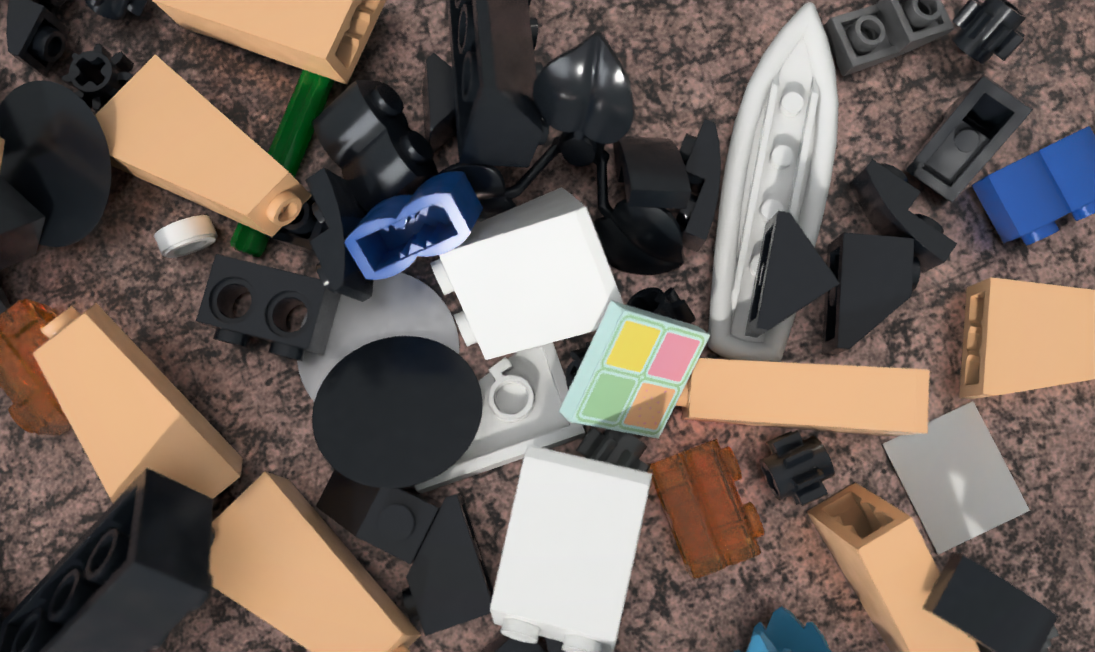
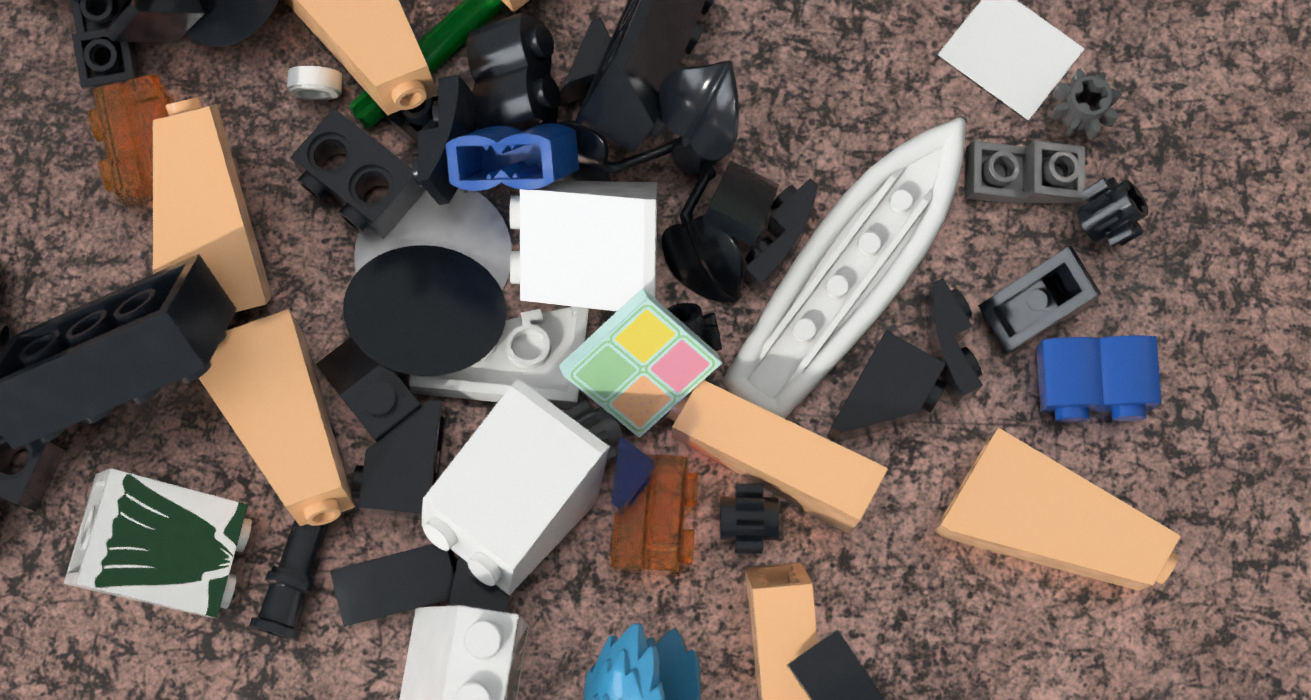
camera: 25 degrees right, 5 degrees down
(680, 489) = (632, 475): none -> clear blue slope
(787, 275) = (814, 349): black slope -> none
(956, 478) = (895, 599): white sticker -> none

